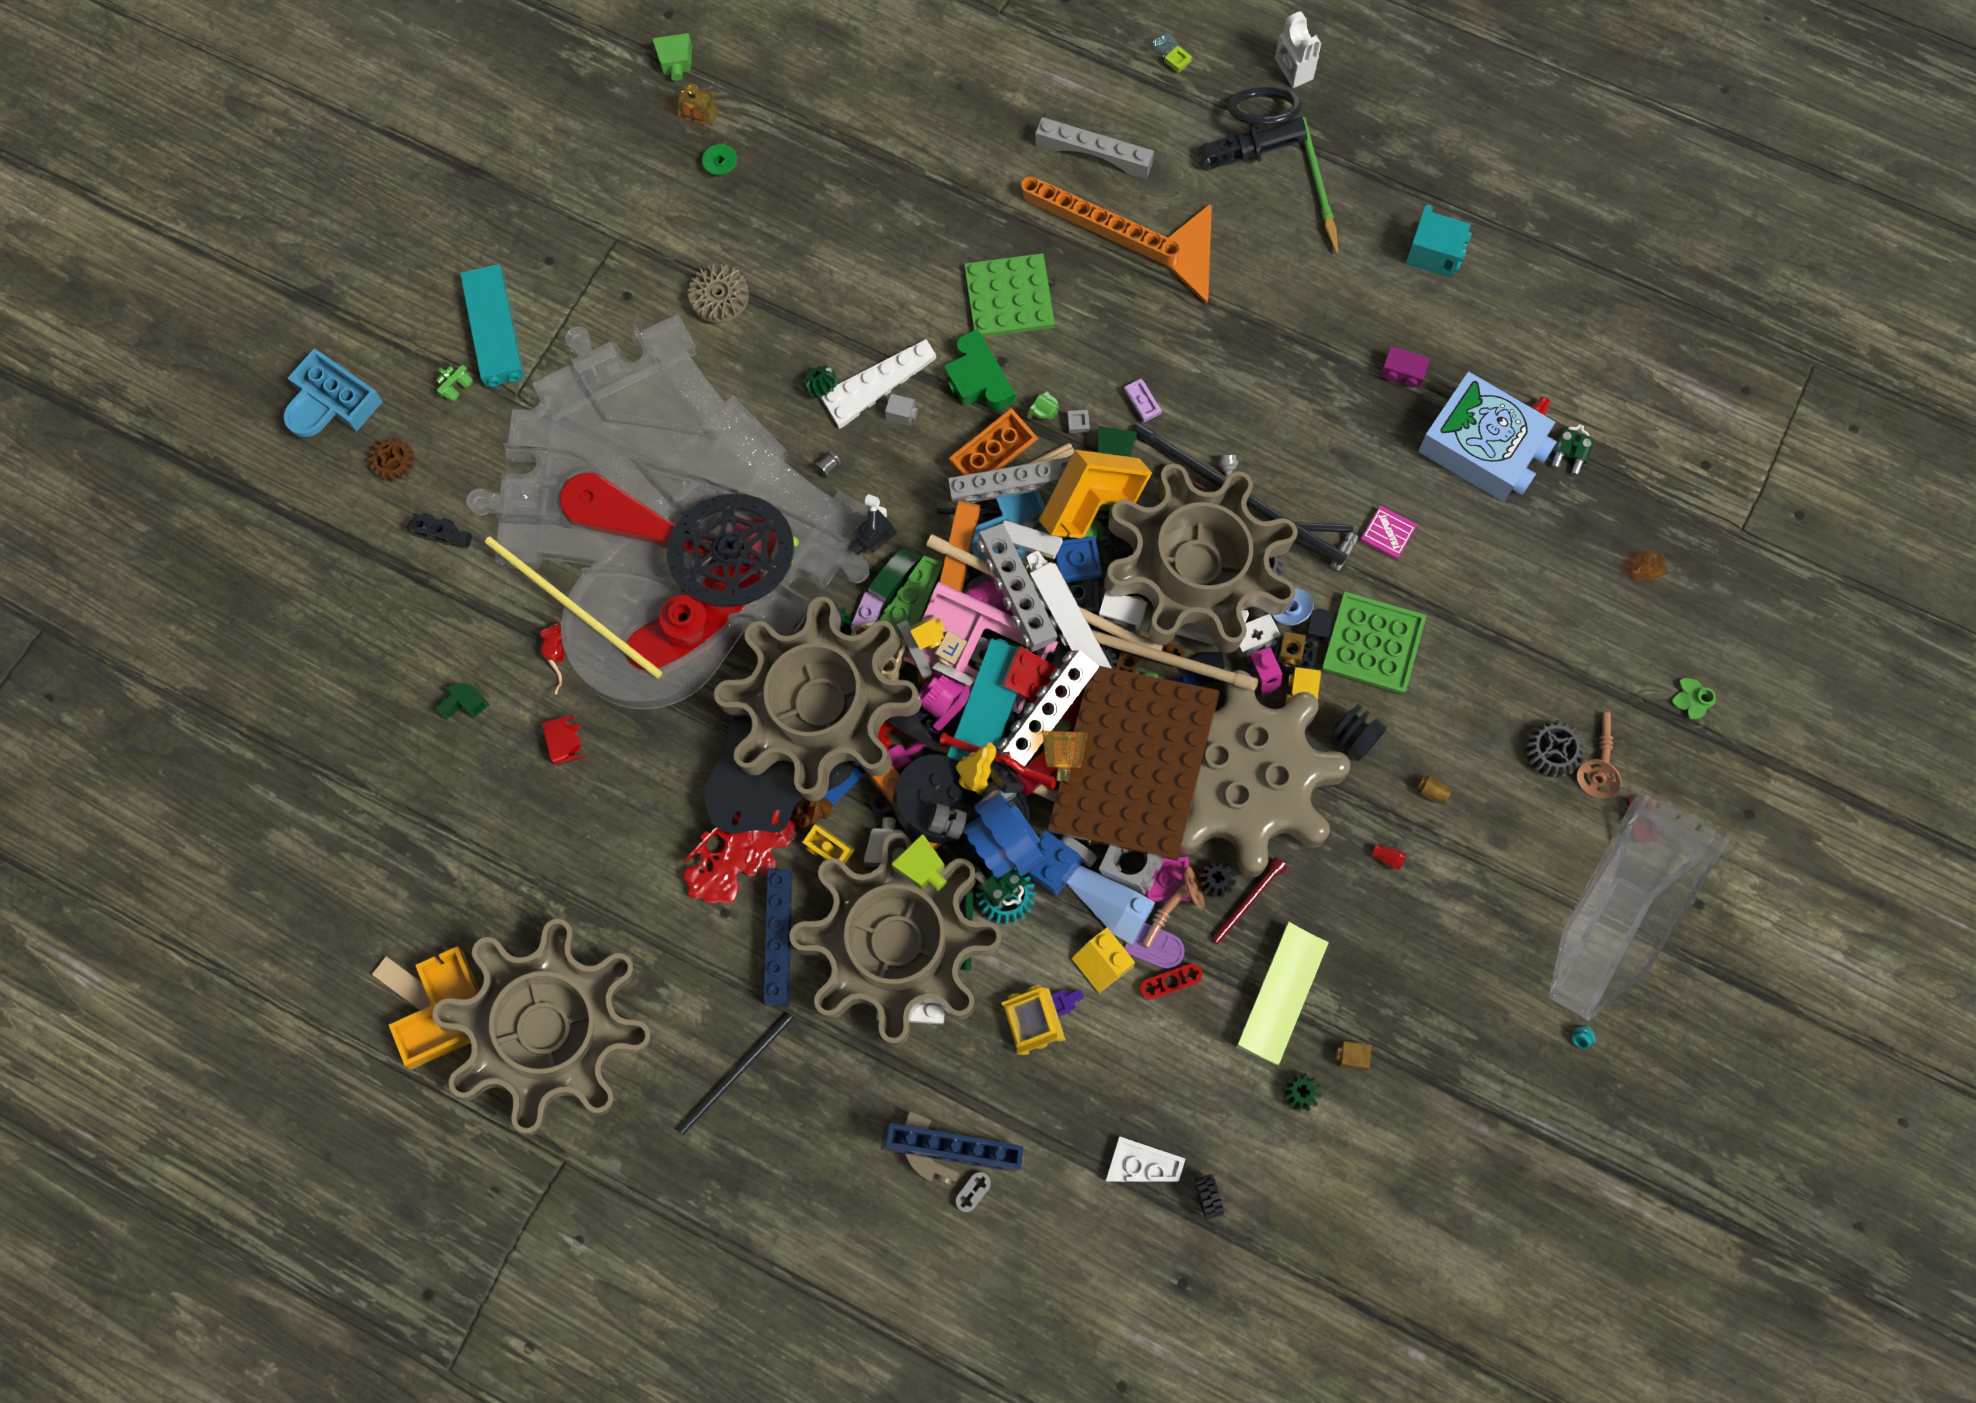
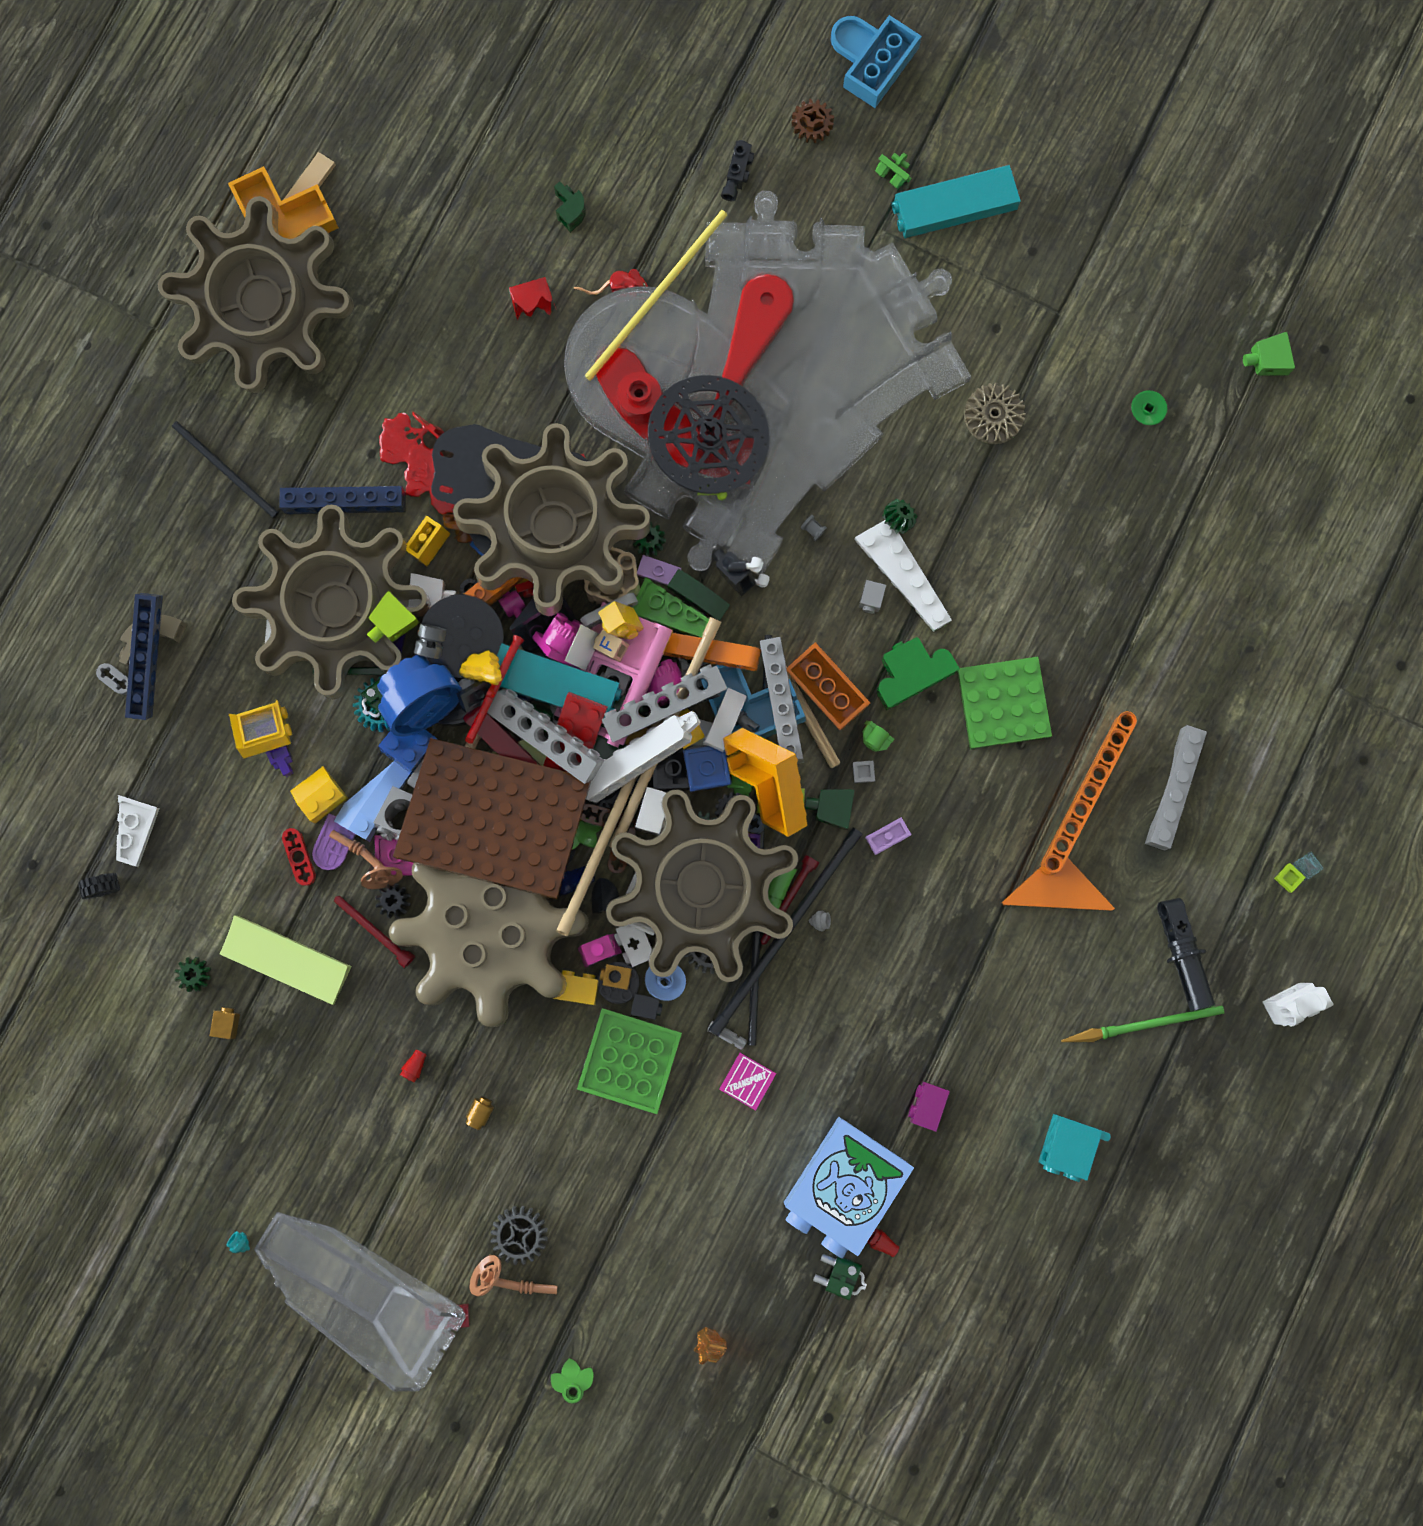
camera: 85 degrees right, 10 degrees up
(697, 105) = (1210, 378): clear yellow torso -> none
(1064, 751) = (498, 749): clear yellow torso -> none
(1264, 120) = (1207, 970): black wedge -> none
(1358, 732) = (531, 1039): black wheel -> none

